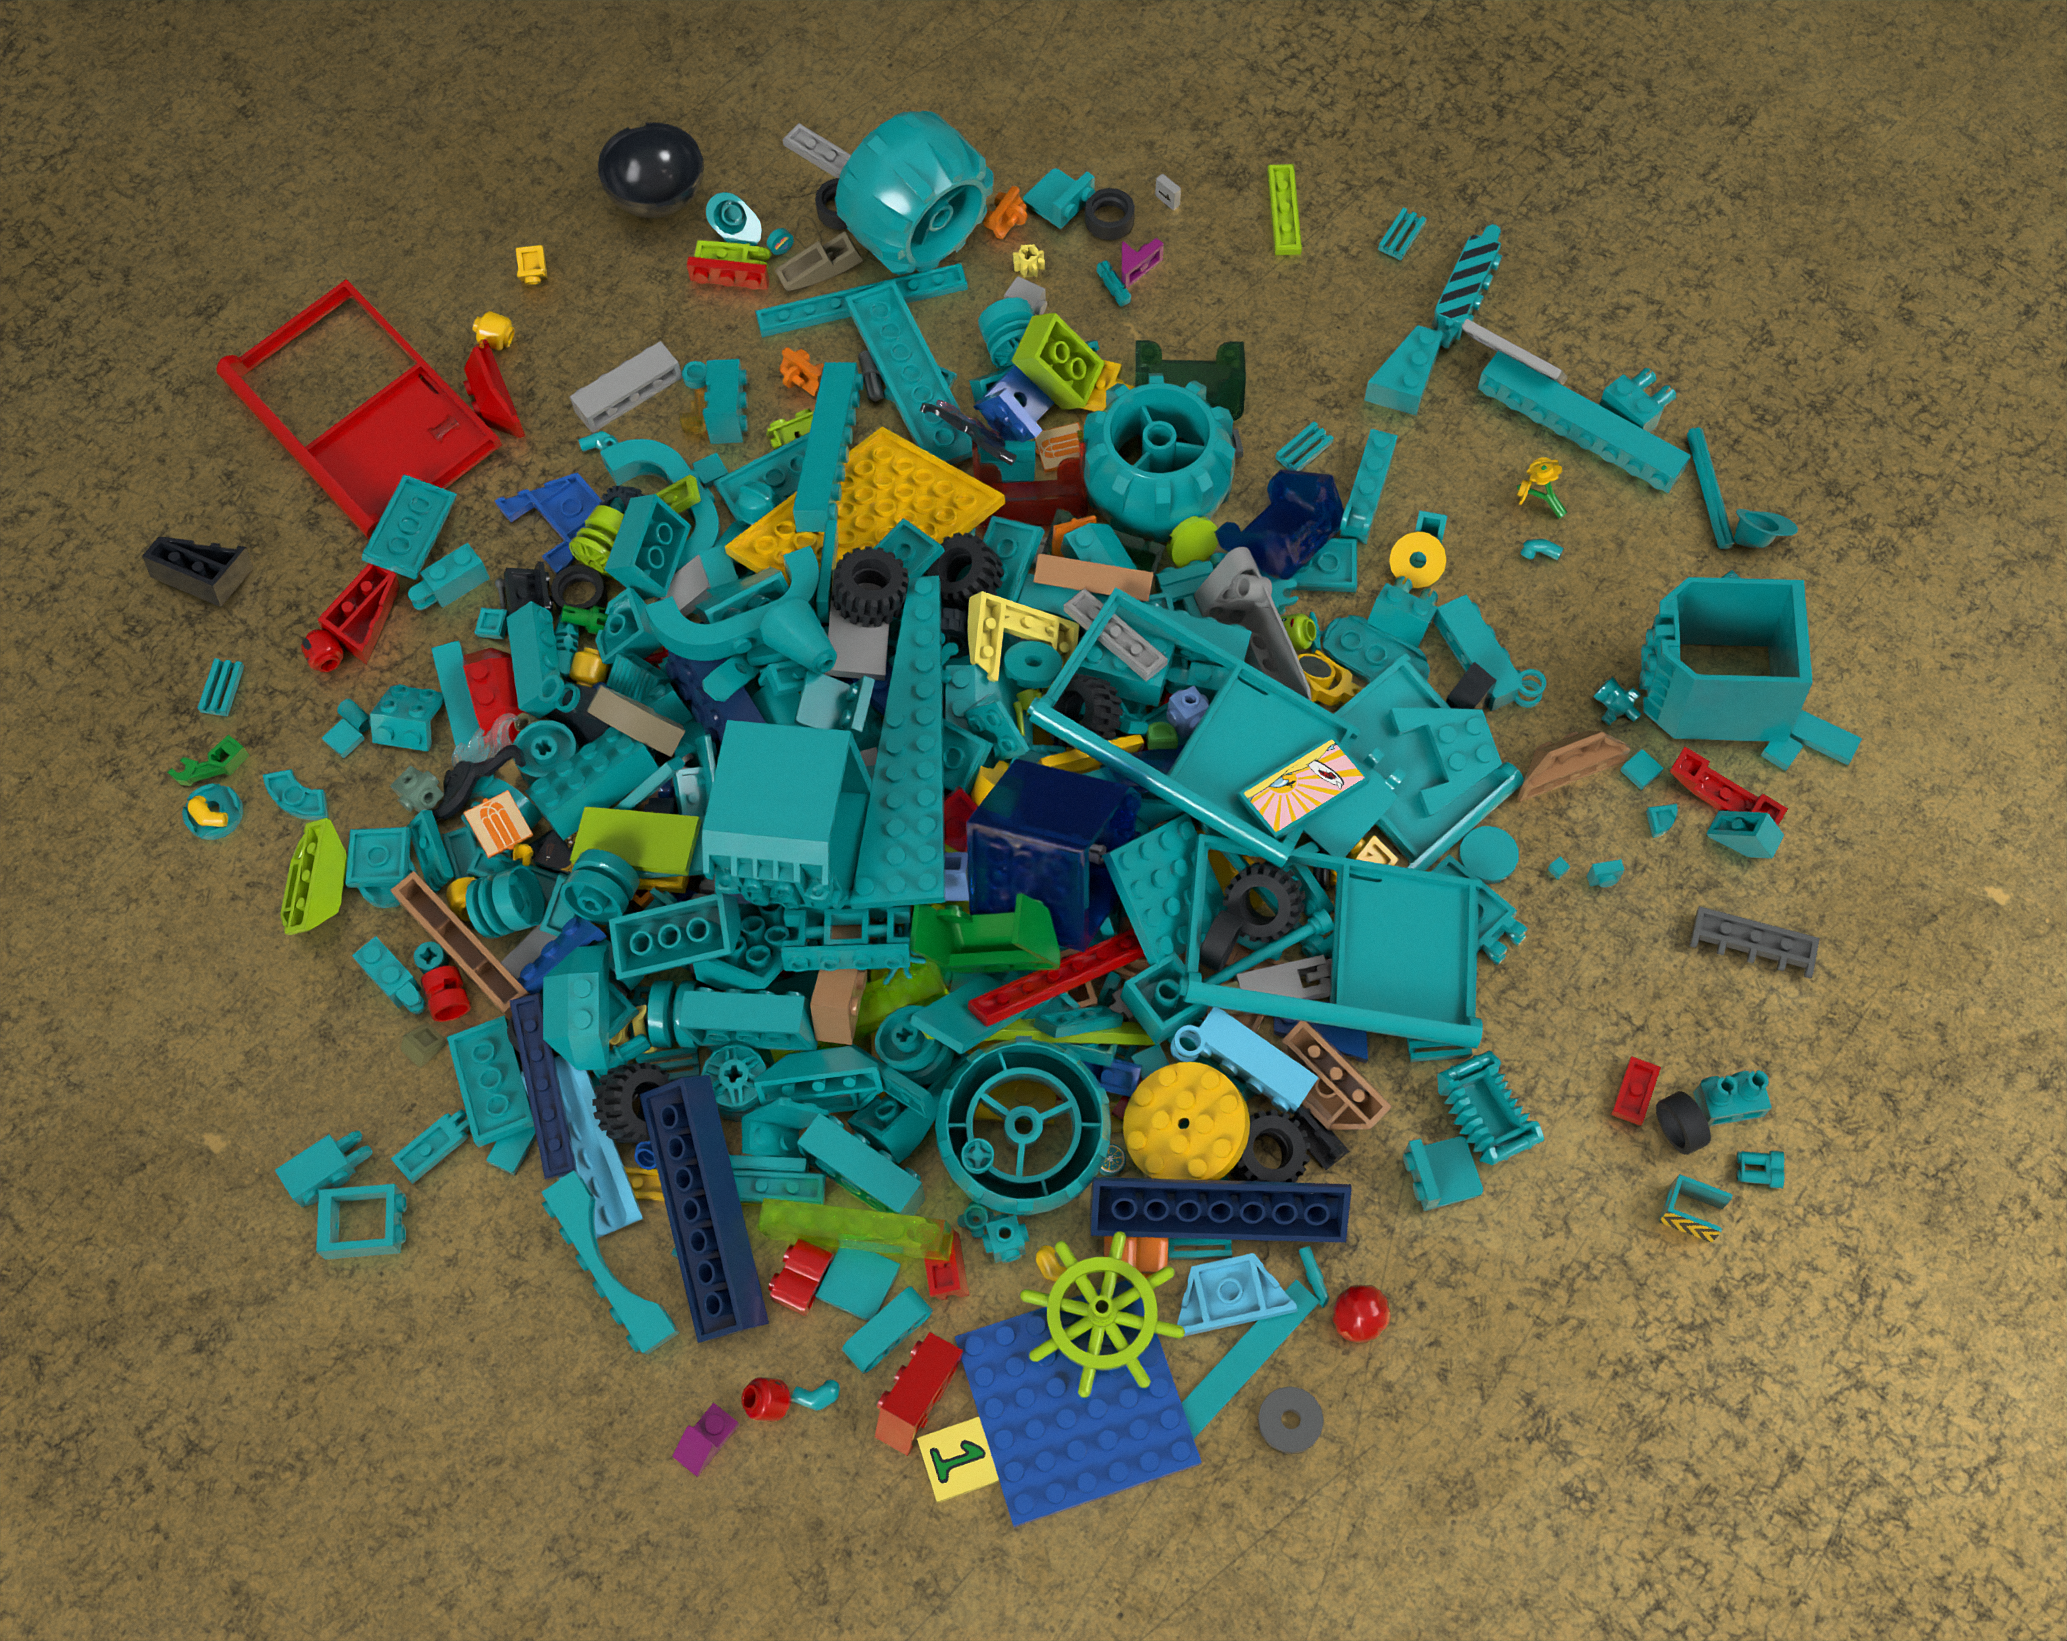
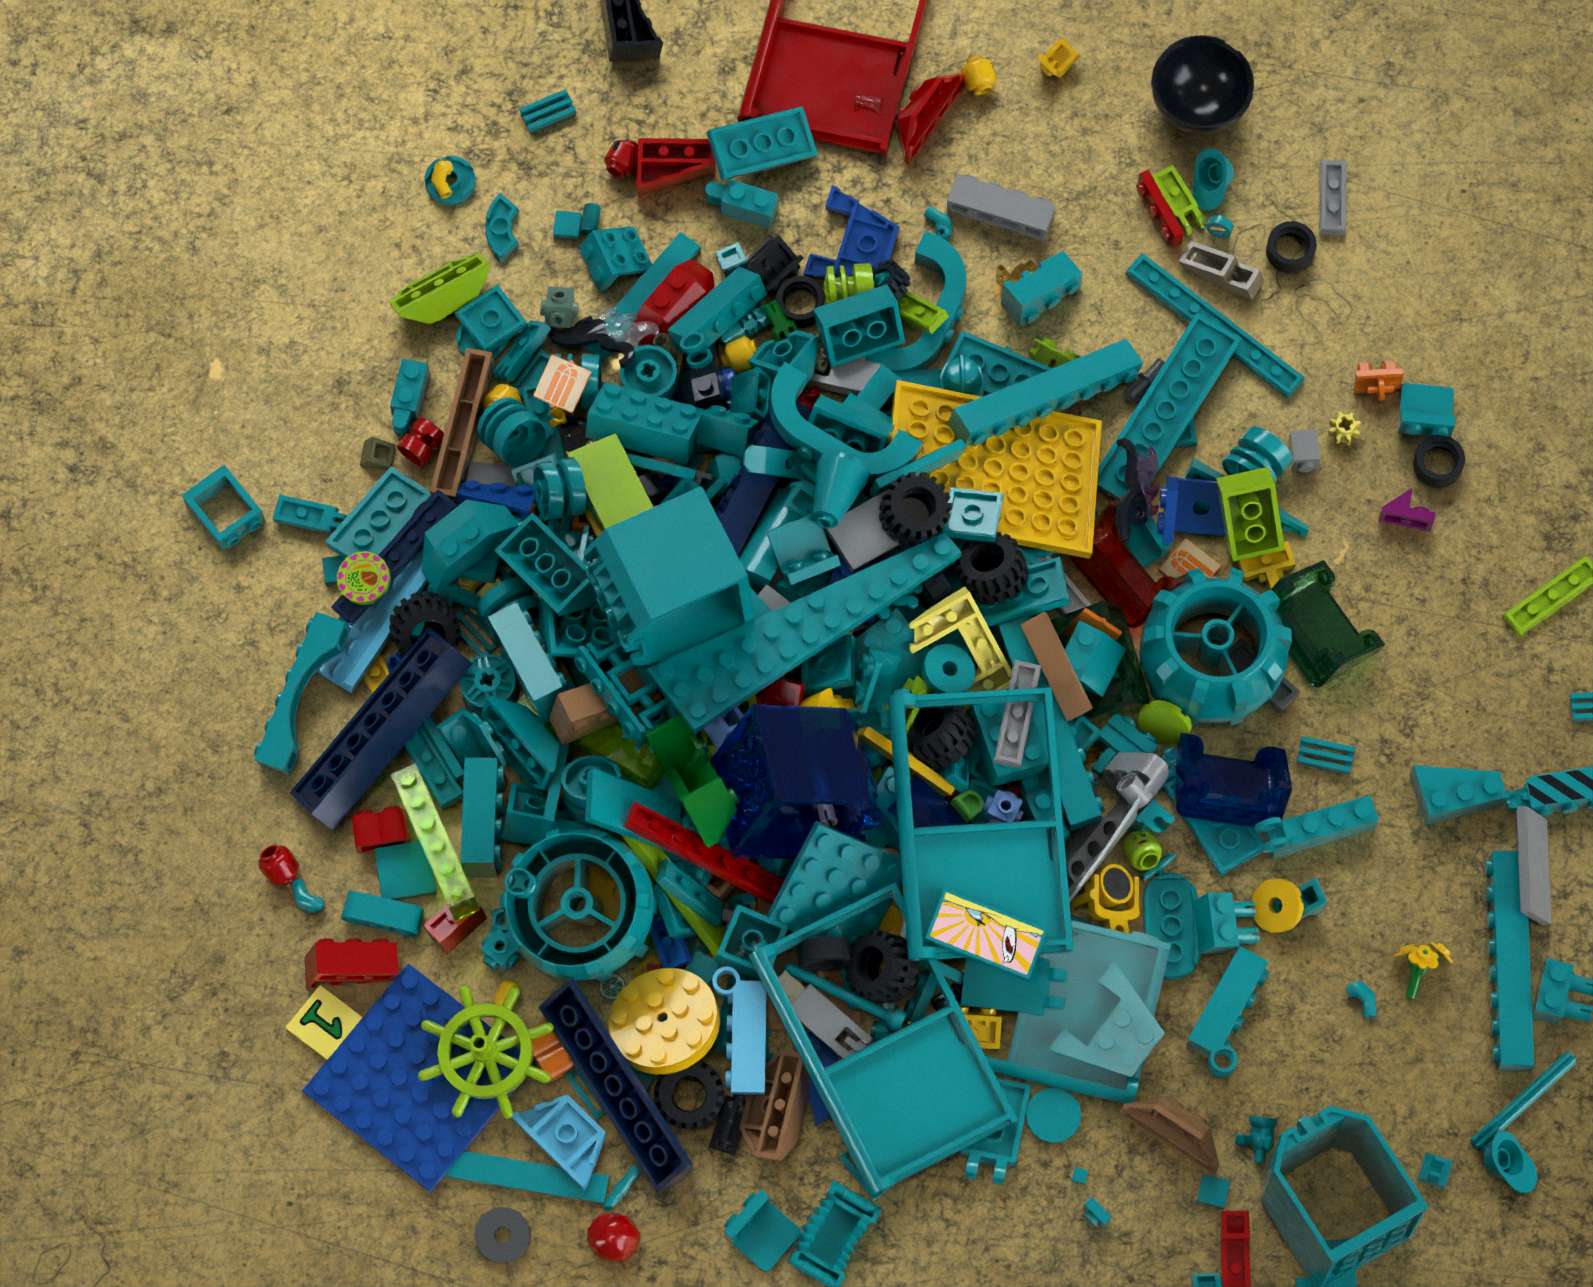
camera: 55 degrees right, 5 degrees up
(198, 771) = (472, 147): green piece -> none
(322, 1167) = (242, 454): teal hinge -> none
(437, 959) = (436, 416): teal wheel -> none
(542, 1126) = (363, 578): none -> lime tile
(636, 720) = (705, 421): dark tan slope -> none
(694, 374) = (1051, 246): teal tile -> none
(705, 1439) = (227, 844): magenta slope -> none
(710, 469) = (975, 321): teal tile -> none
(799, 371) = (1107, 321): orange hips -> none
(913, 191) = (1316, 299): teal wheel -> none
(1113, 283) = (1374, 507): teal axle -> none
(1168, 191) = (1495, 493): light grey tile -> none
(1472, 690) = (1177, 1018): black slope -> none
(1661, 818) = (1179, 1232): teal tile -> none

